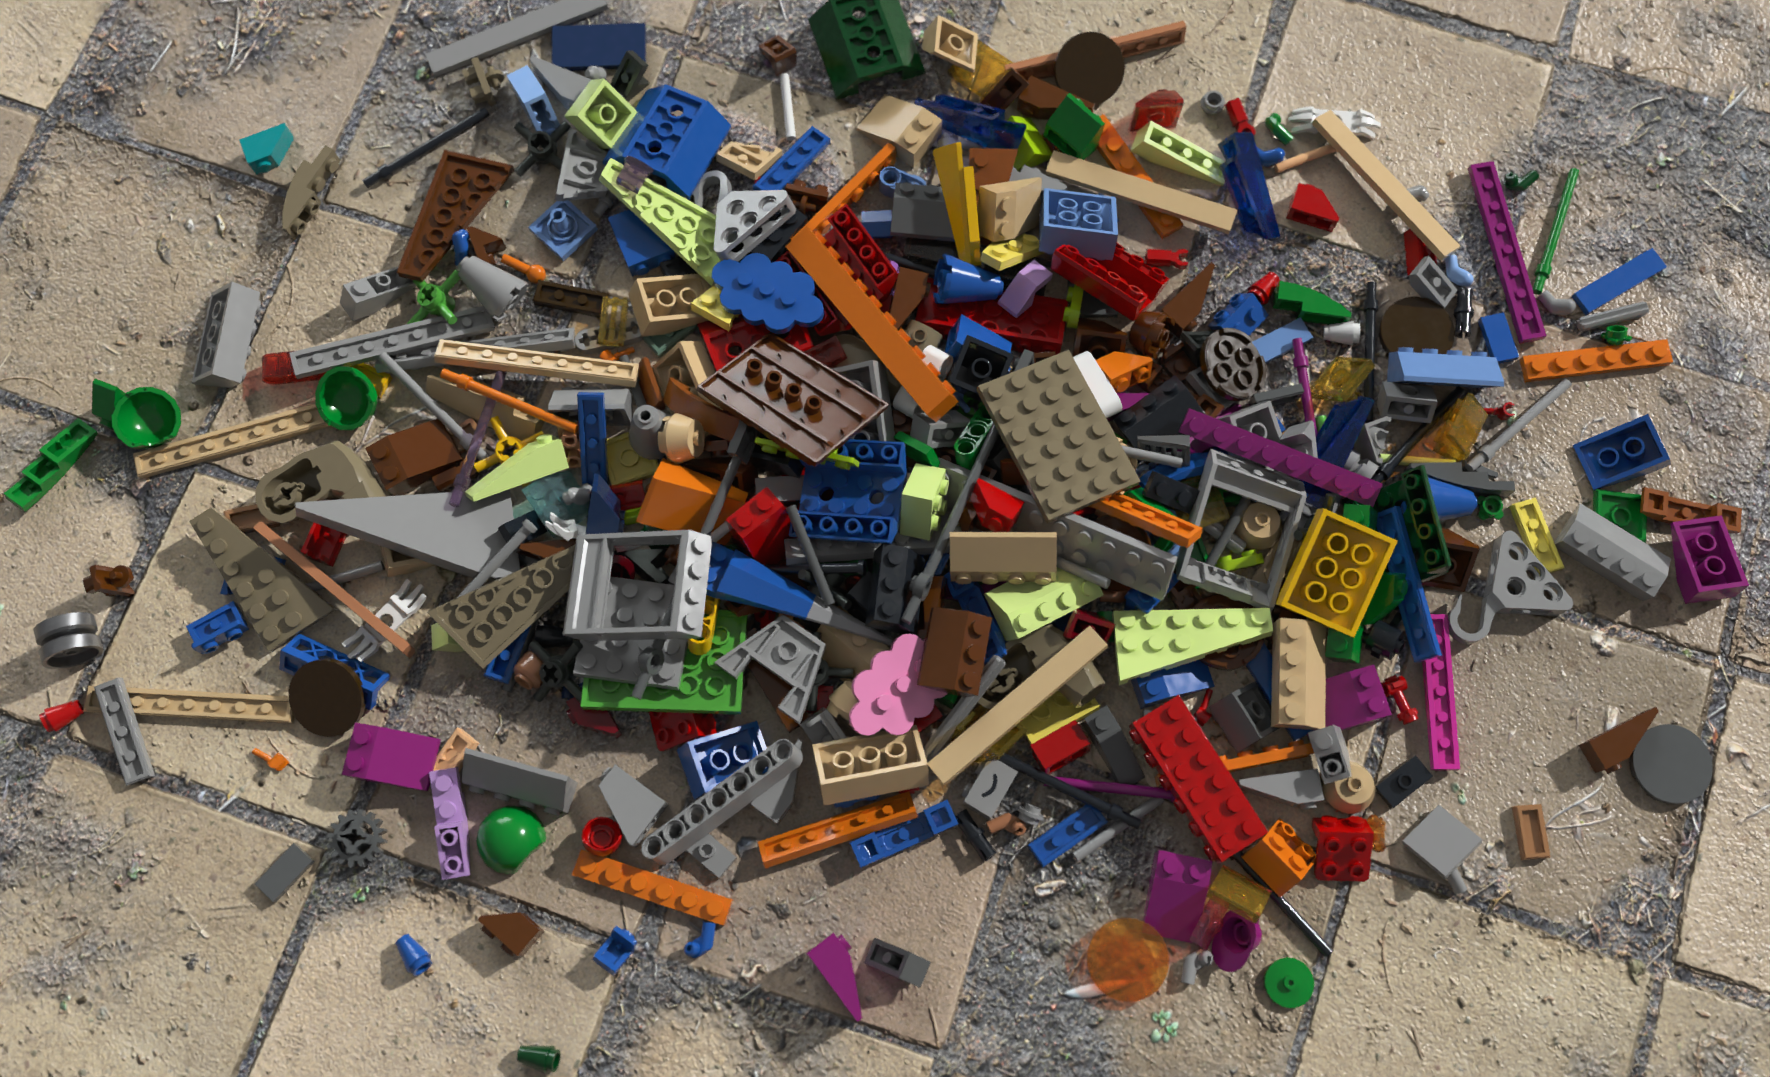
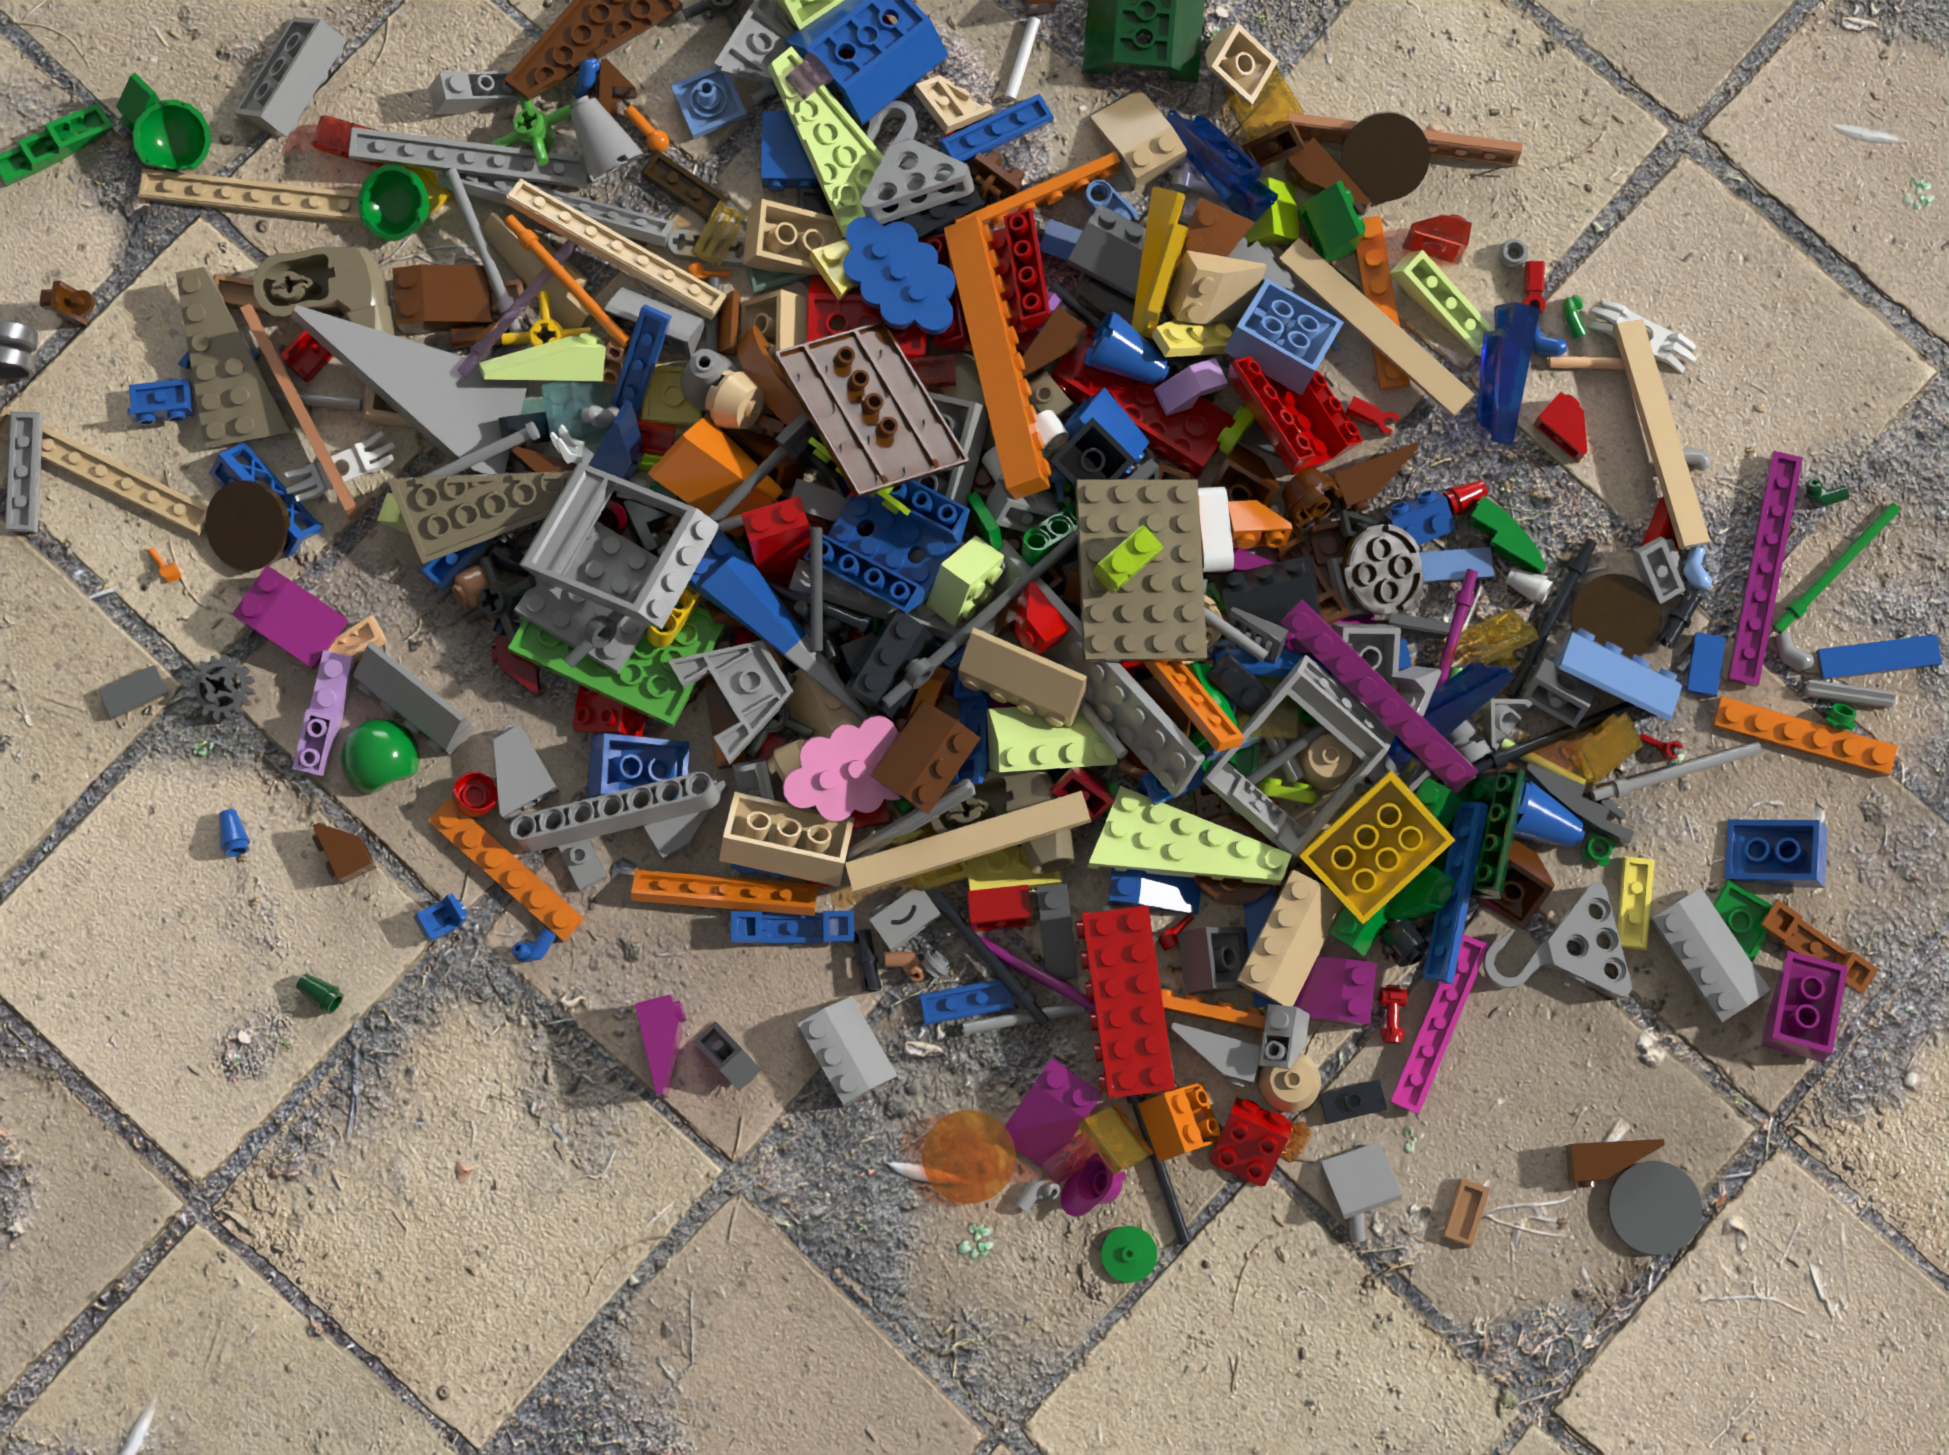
camera: 20 degrees right, 5 degrees up
(992, 916) = (847, 1050): none -> light grey slope
(1048, 428) = (1127, 559): none -> lime brick

